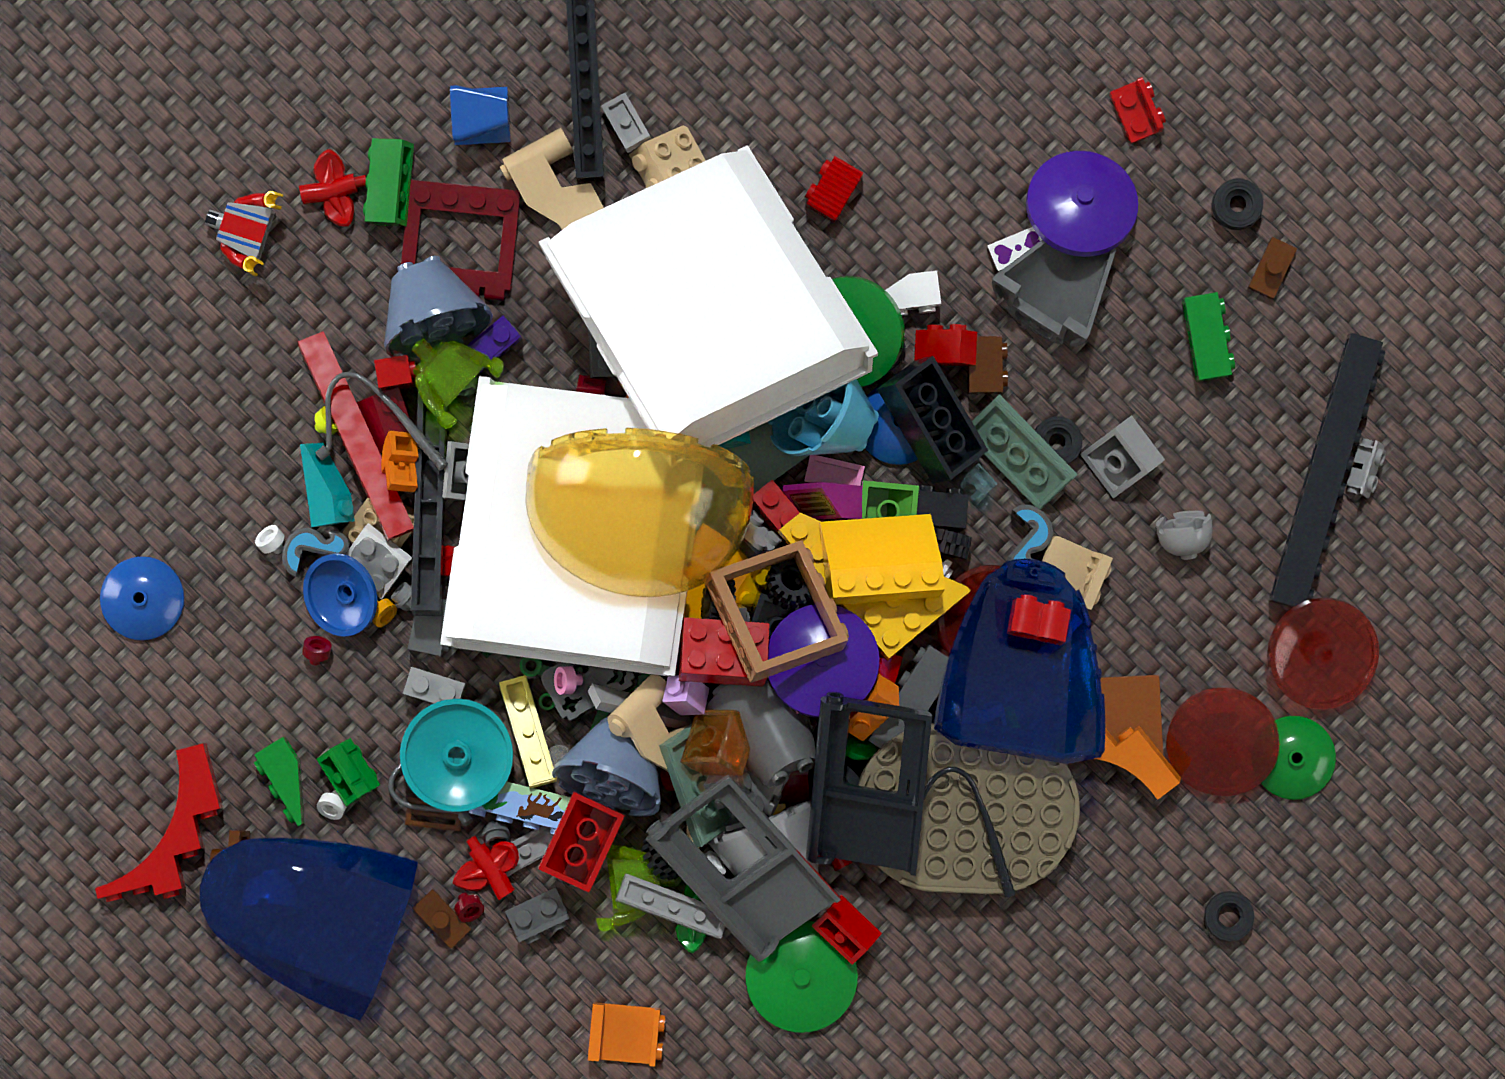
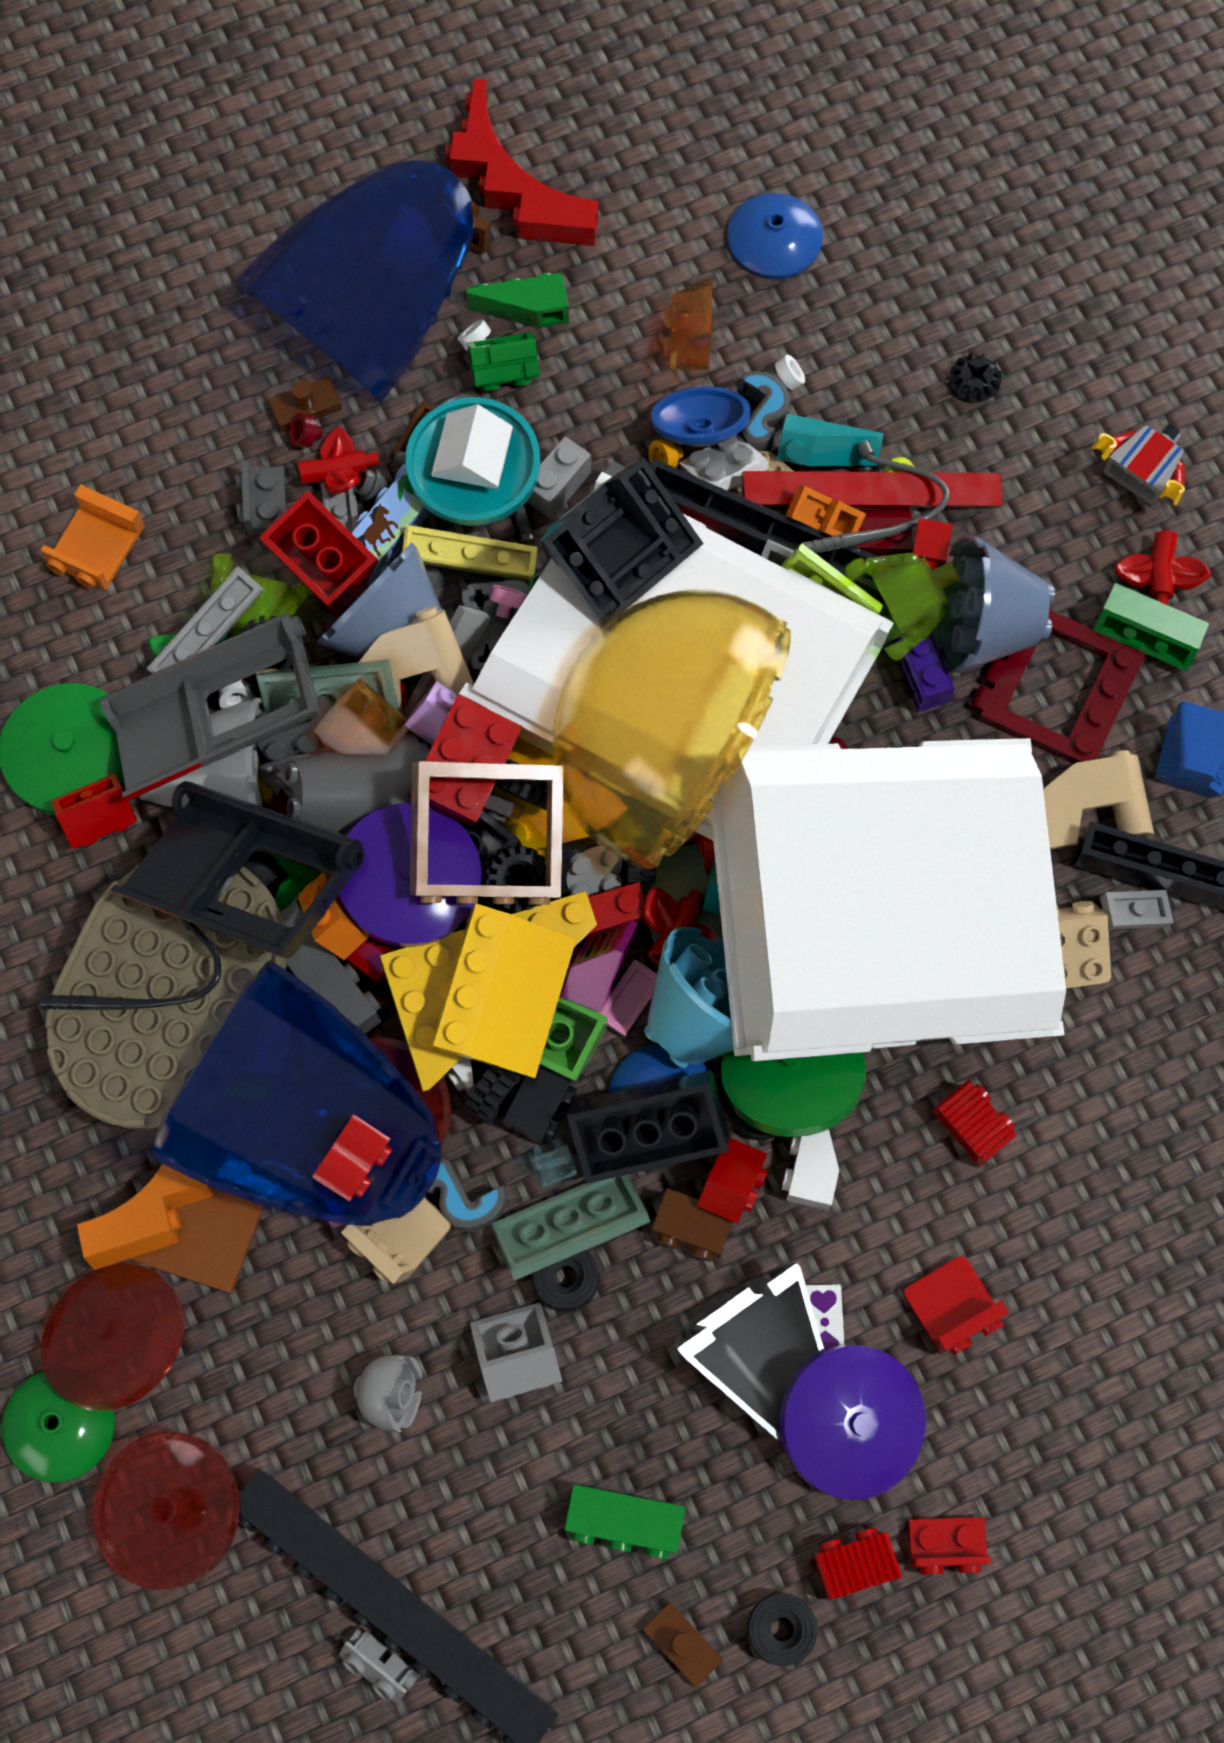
camera: 115 degrees right, 15 degrees down
(217, 402) = (975, 390): none -> black gear
(262, 633) = (690, 327): none -> clear orange slope
(316, 649) = (650, 377): dark red tile -> none
(451, 757) = (473, 447): none -> white slope
(461, 439) = (818, 570): none -> lime tile
(512, 600) = (620, 541): none -> black slope
(768, 459) = (665, 915): none -> red plant
(972, 159) = (954, 1306): none -> red bracket
(1176, 168) = (856, 1564): none -> red brick

